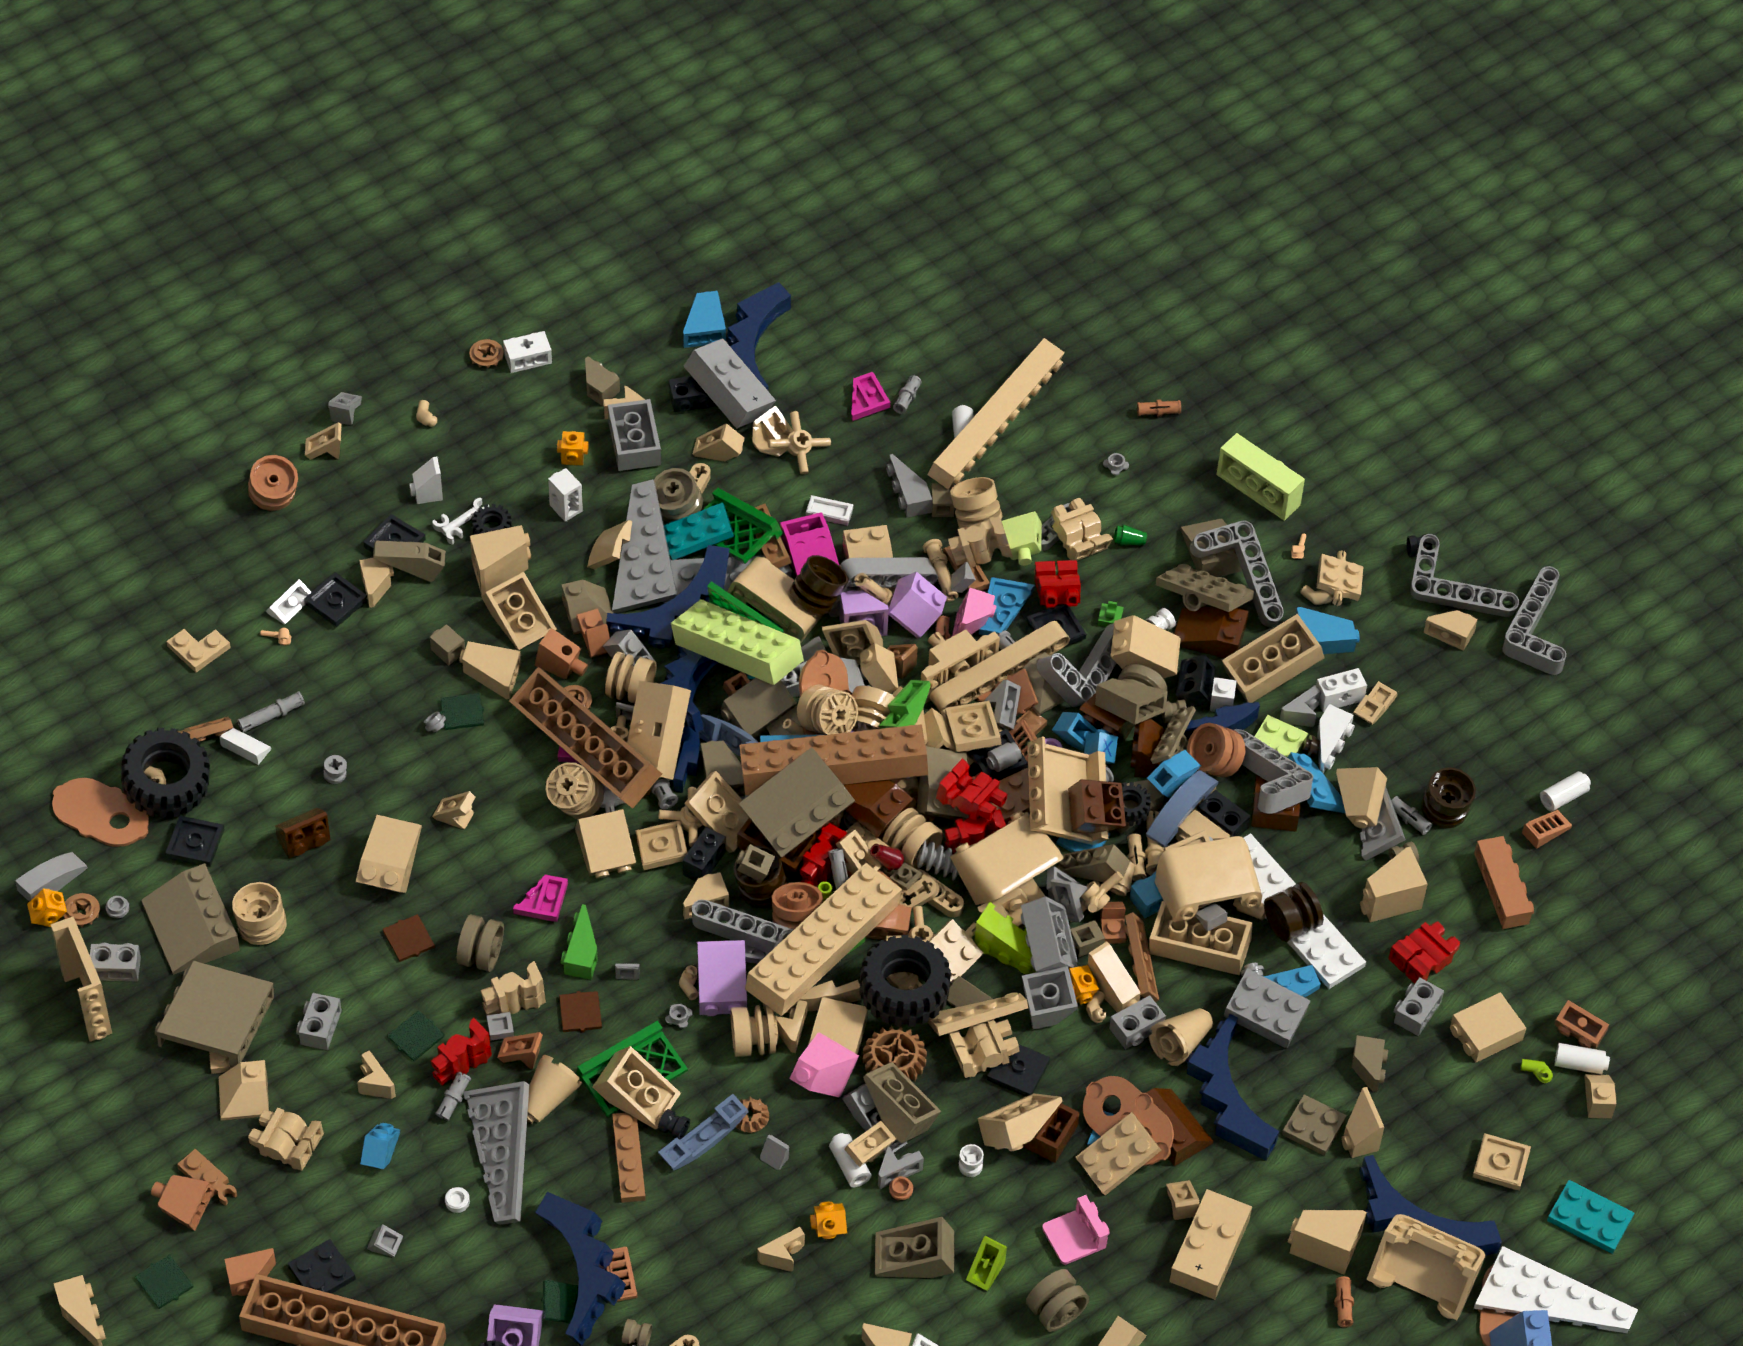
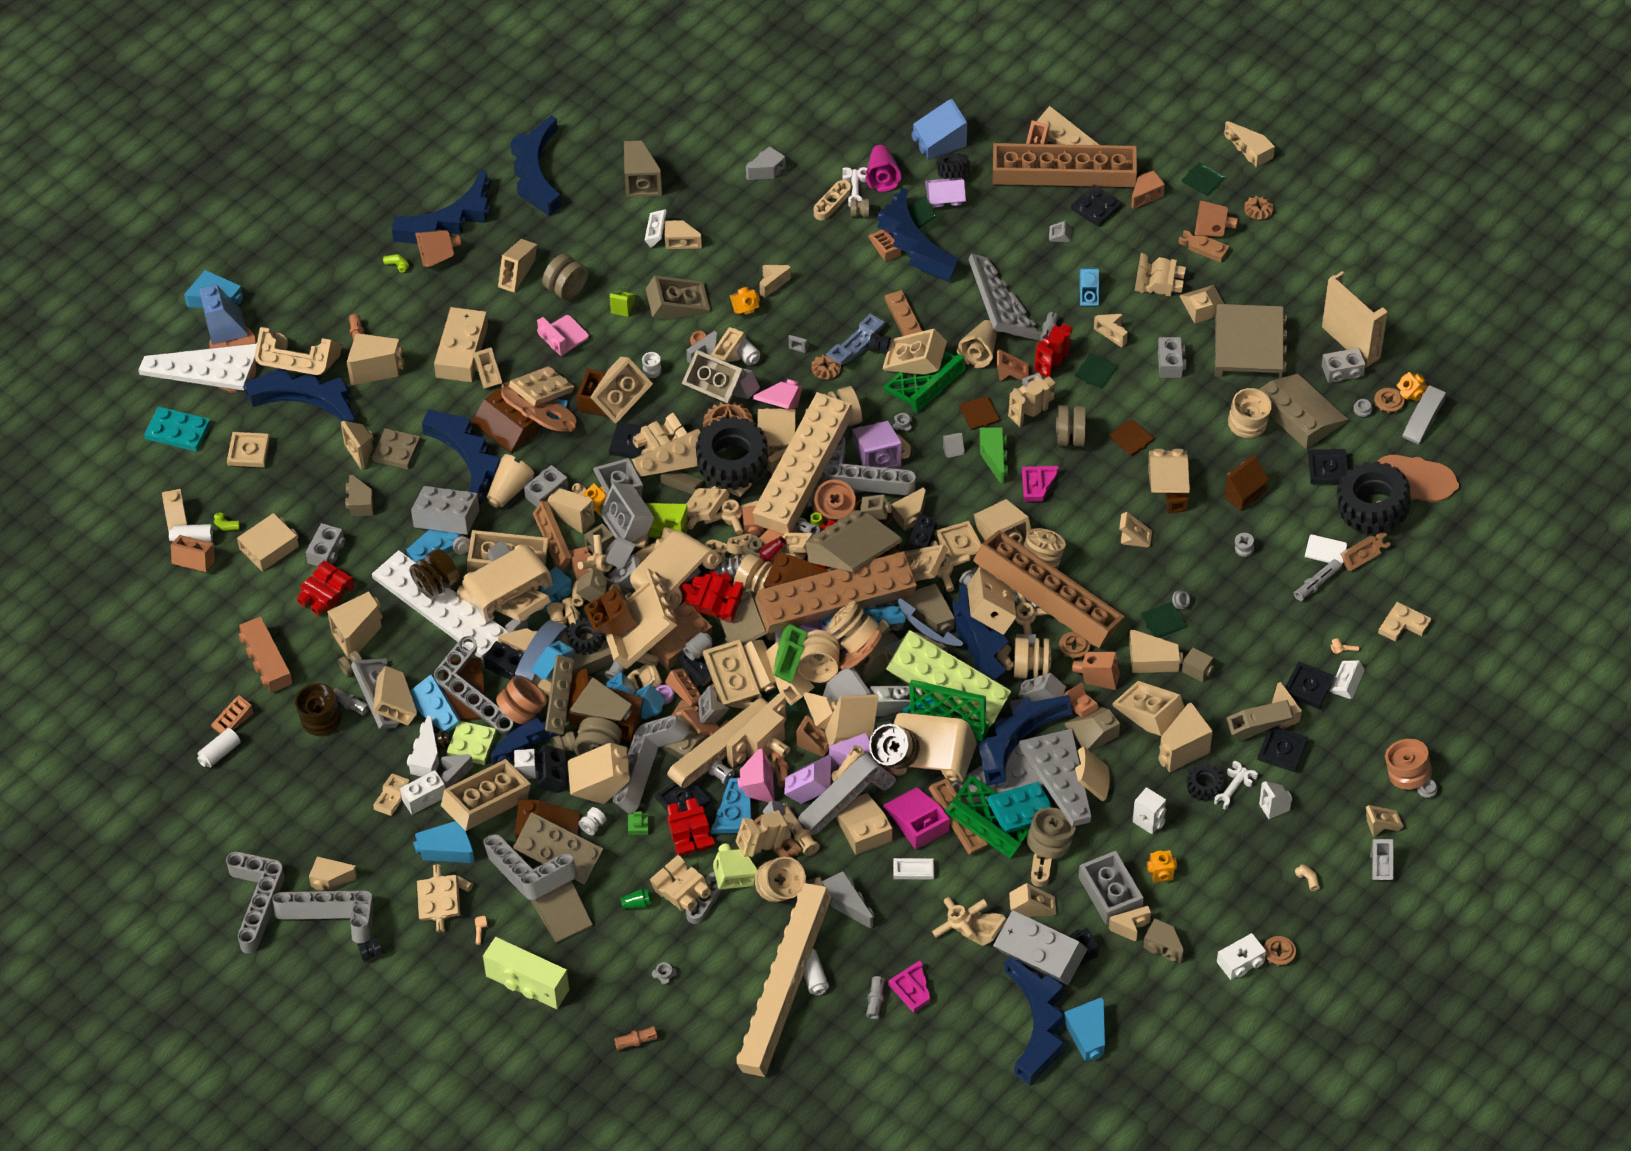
camera: 170 degrees right, 0 degrees up
(120, 1221) = (1253, 211): none -> medium nougat gear
(457, 1200) = (1019, 268): white tile -> none

